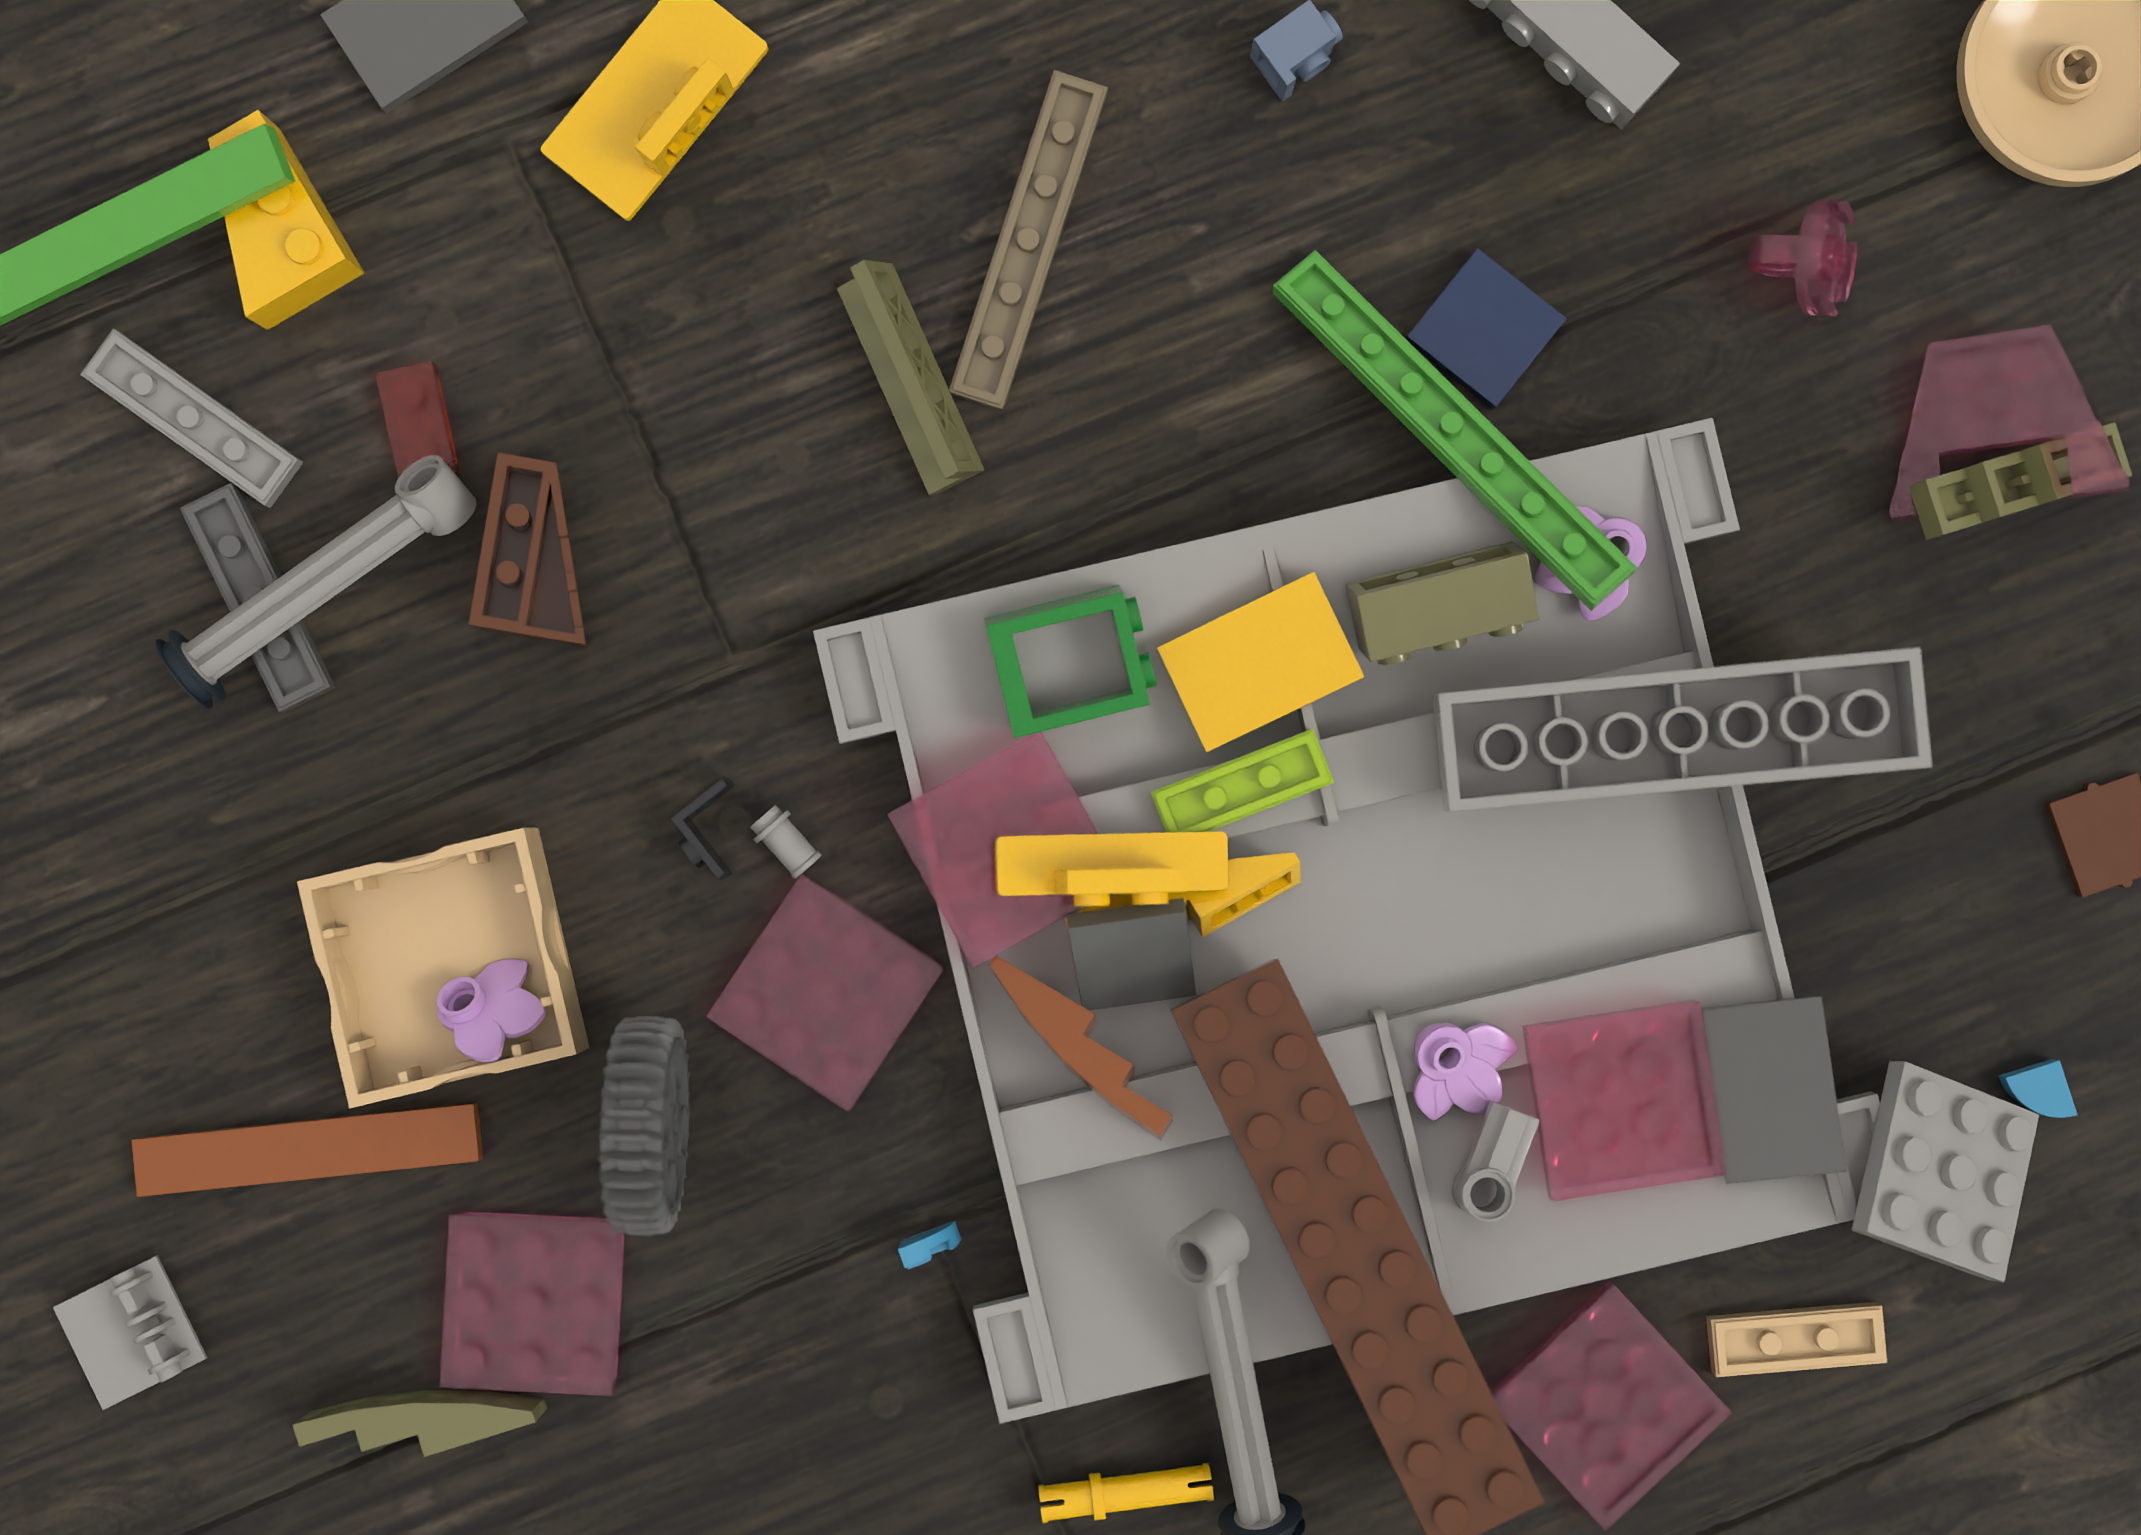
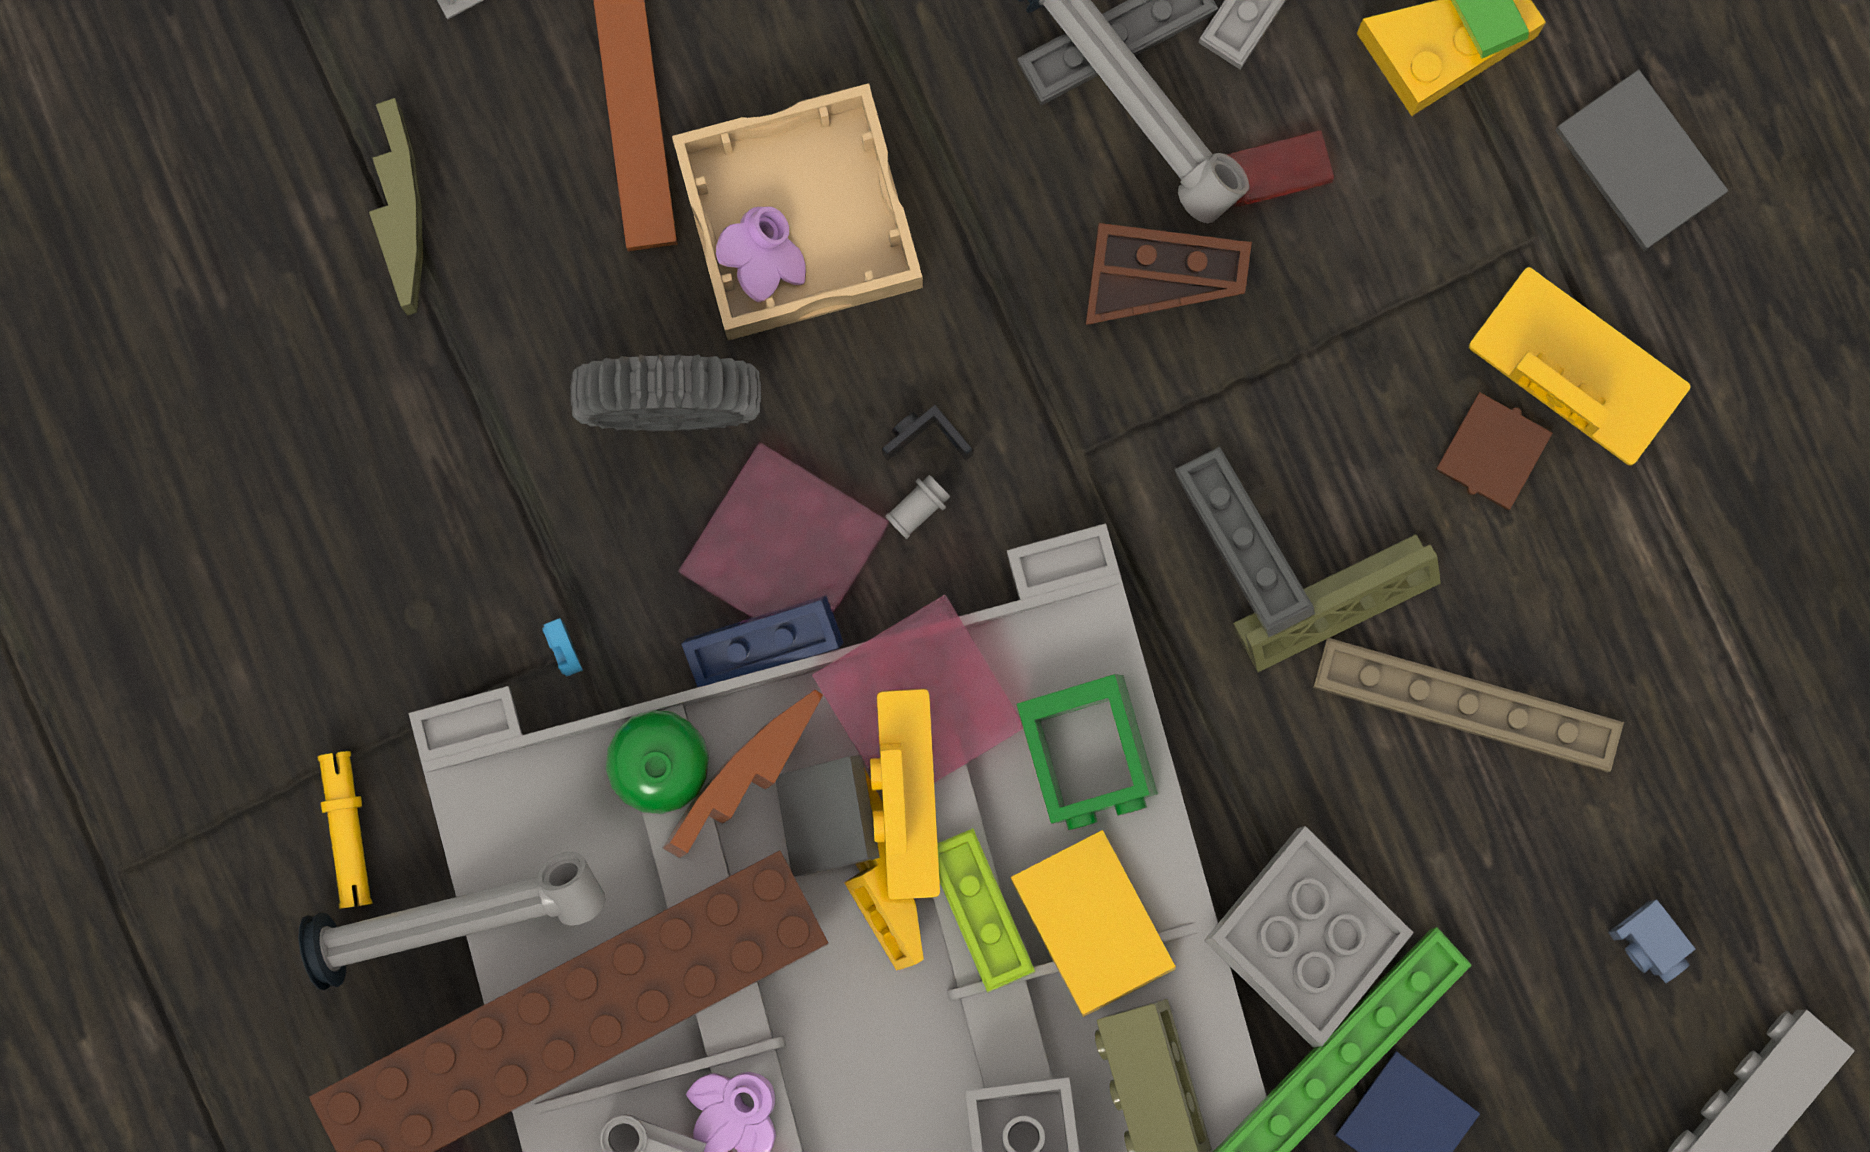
camera: 90 degrees right, 5 degrees down
(531, 1304) = (501, 299): clear pink plate -> none
(746, 199) = (1494, 451): none -> reddish brown piece
(839, 476) = (1244, 542): none -> dark grey tile
(932, 1019) = (763, 642): none -> dark blue plate
(1065, 1144) = (657, 762): none -> green cylinder
(1282, 424) = (1309, 937): none -> light grey plate

